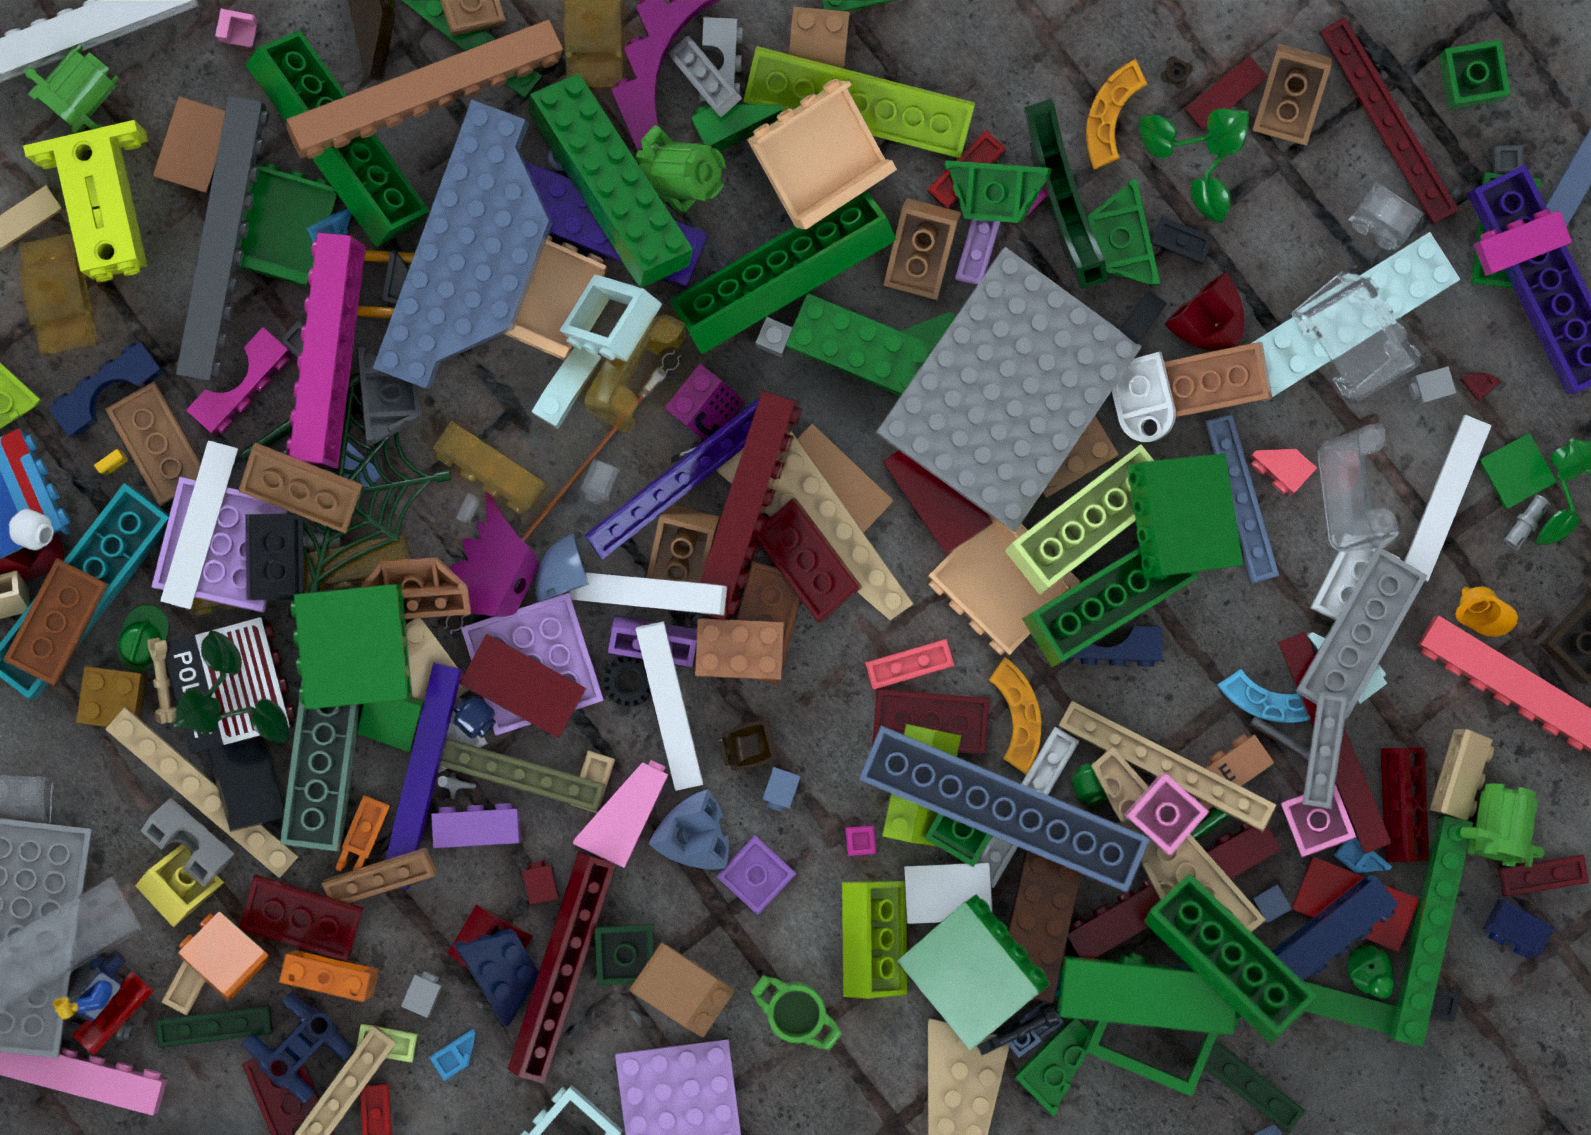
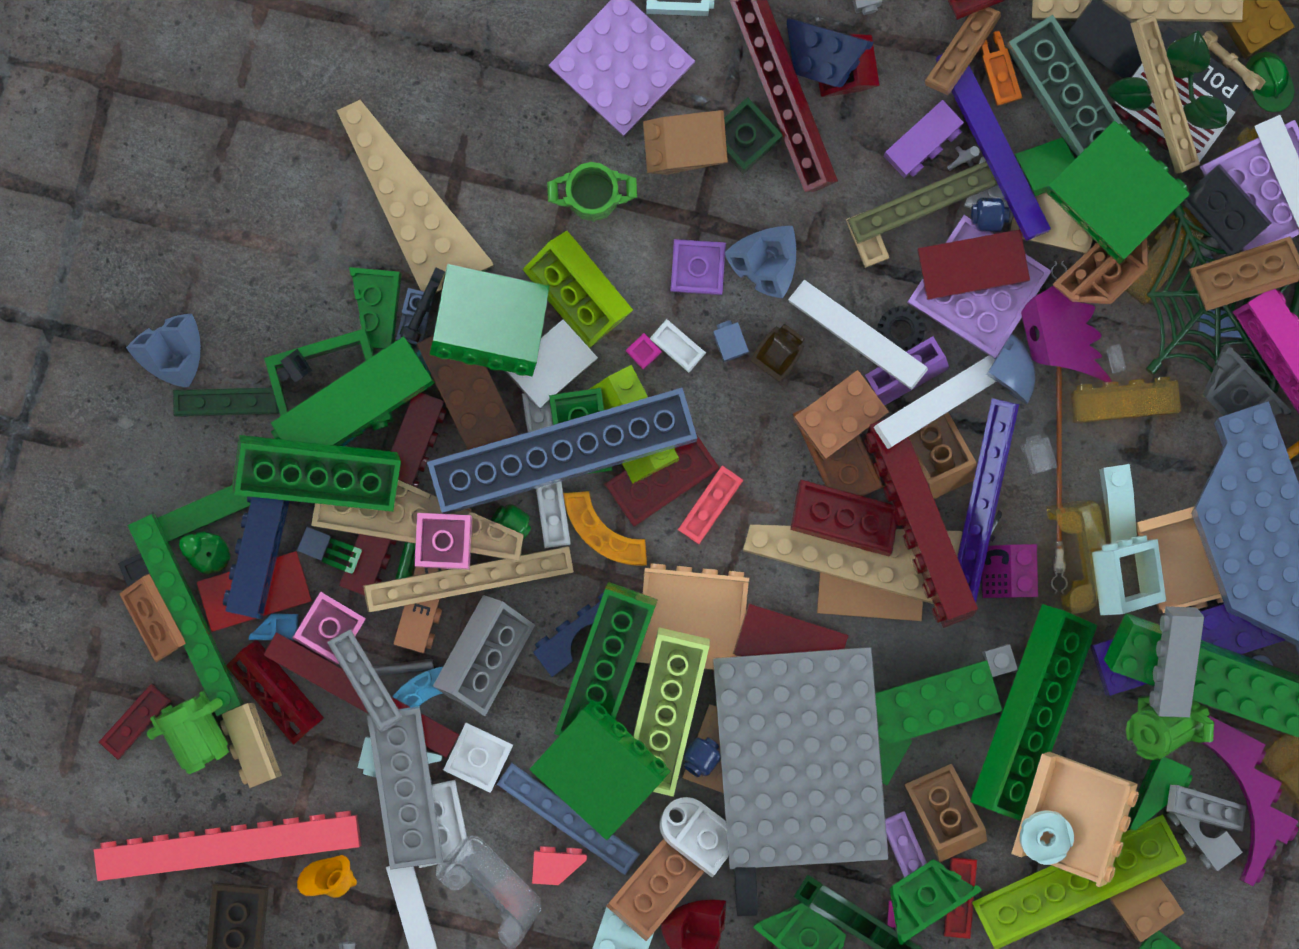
camera: 140 degrees right, 0 degrees up
(242, 697) = (1165, 94): none -> tan tile
(540, 882) = (846, 137): dark red brick -> none
(622, 819) = (825, 228): bright pink slope -> none
(633, 211) = (1176, 661): none -> light grey brick
(828, 821) = (677, 345): none -> white tile
(851, 144) = (1059, 844): none -> light aqua plate
(1090, 458) = (701, 757): none -> dark blue head
(1172, 1067) = (294, 366): none -> black tile
(1204, 691) = (484, 655): none -> light grey slope
(1262, 880) = (333, 553): none -> green tile
(1277, 610) = (478, 757): none -> white plate
(1461, 950) = (152, 618): none -> nougat tile
(1517, 928) = (123, 667): clear blue brick -> none

